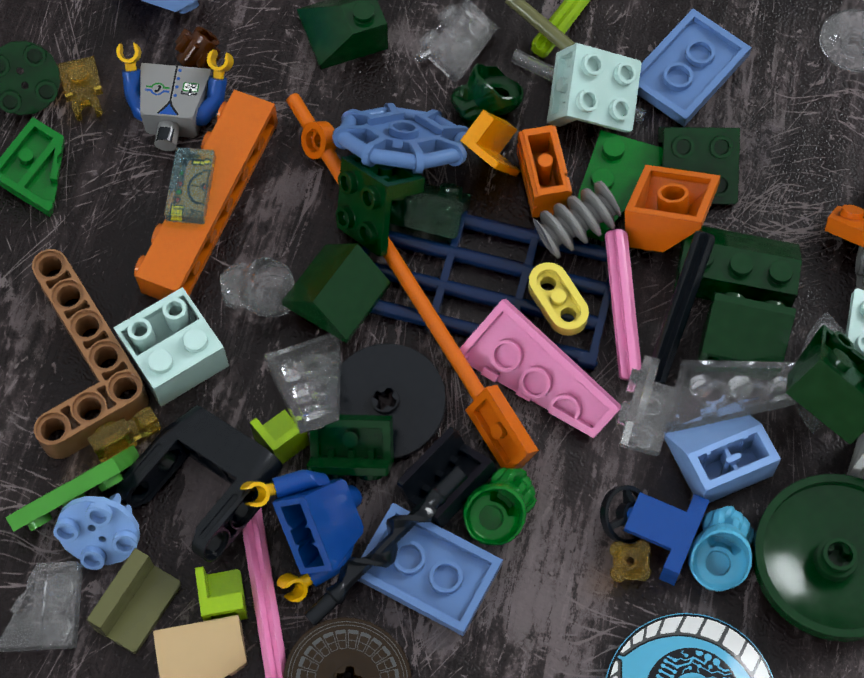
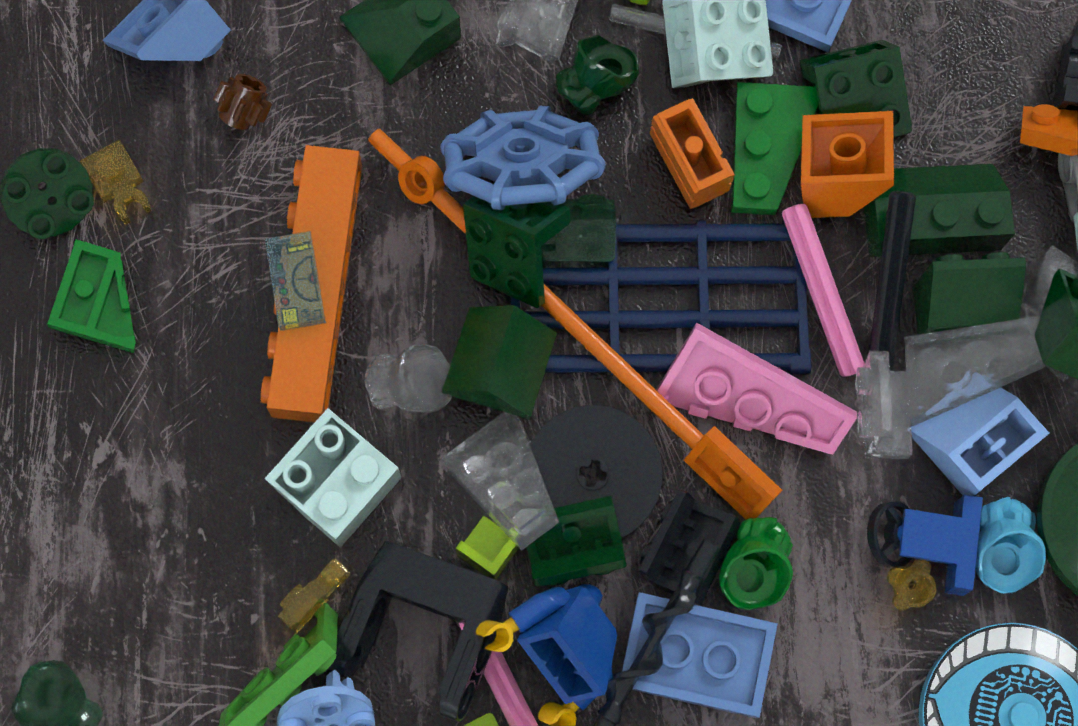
camera: 20 degrees left, 10 degrees up
(95, 351) = (245, 507): medium nougat beam -> none
(173, 98) = (234, 170): torso -> none
(488, 138) = (615, 137): light orange panel -> none
(558, 301) = (755, 303): light yellow plate -> none
(577, 218) = (748, 205): light grey piece -> none

